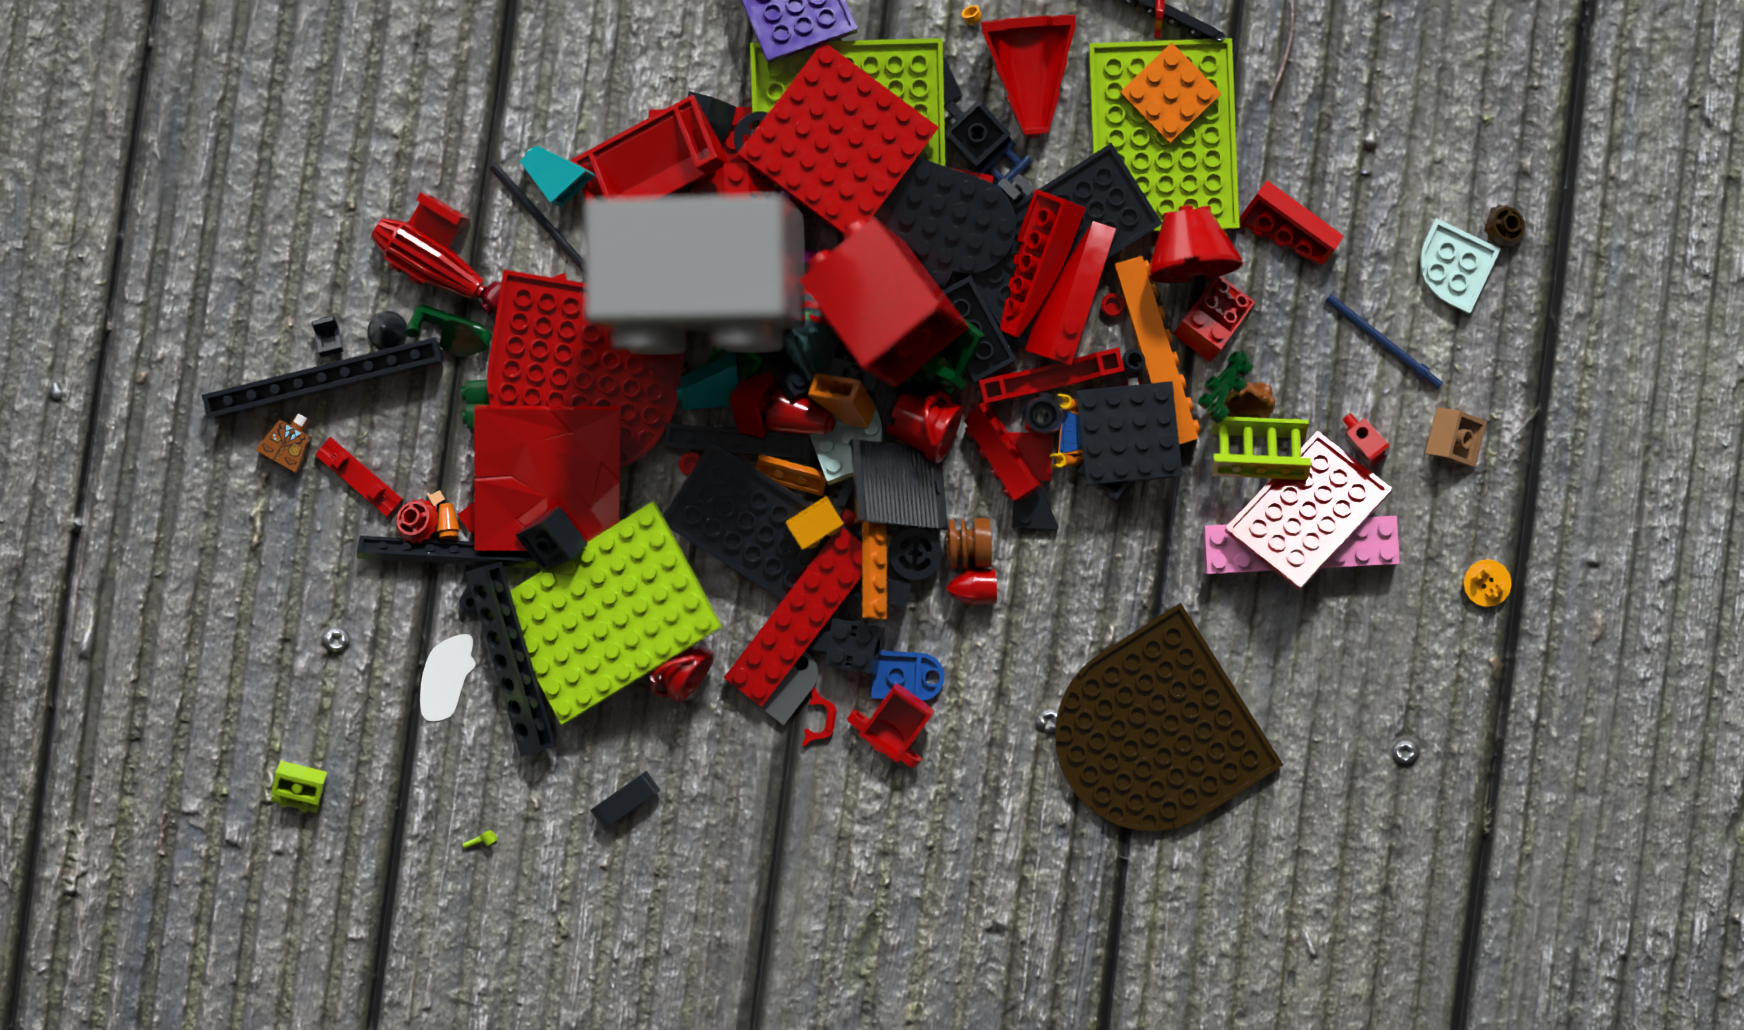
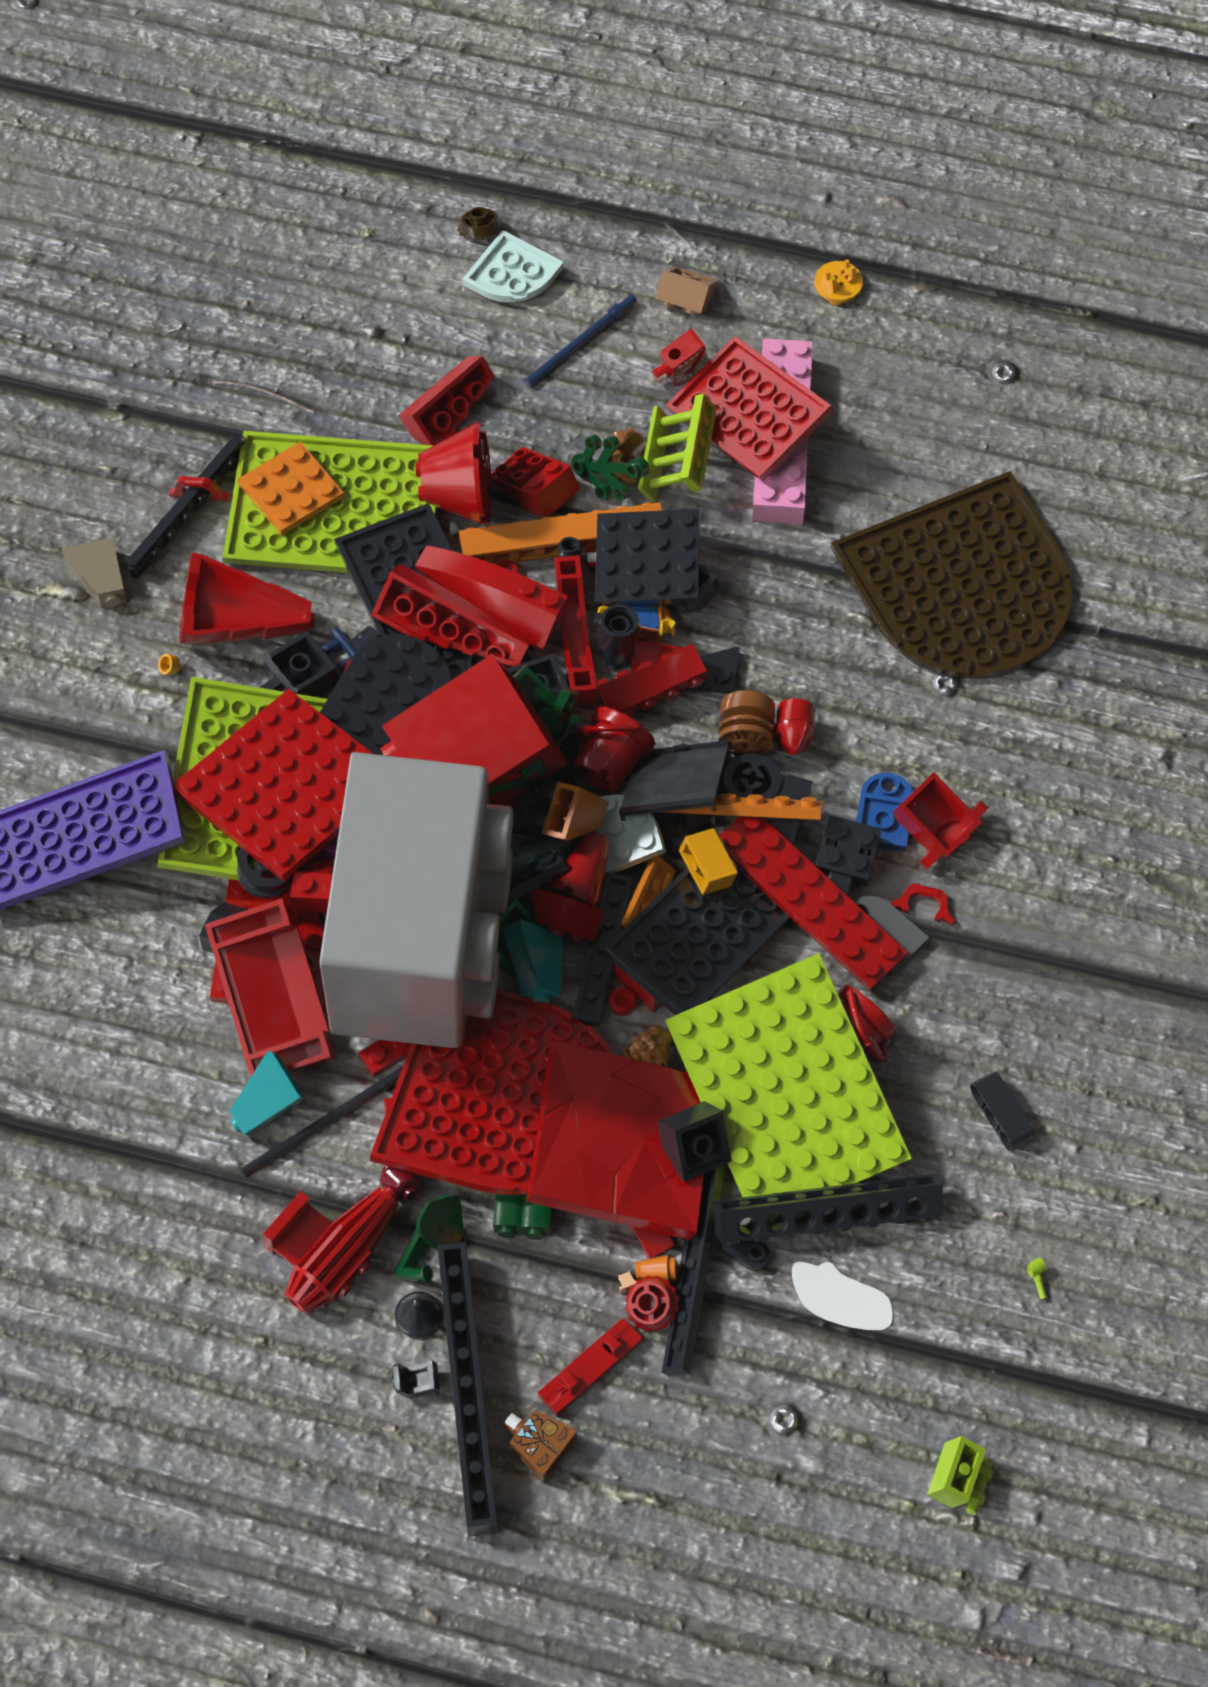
camera: 80 degrees left, 25 degrees down
(638, 490) = (650, 1046): none -> dark orange hair

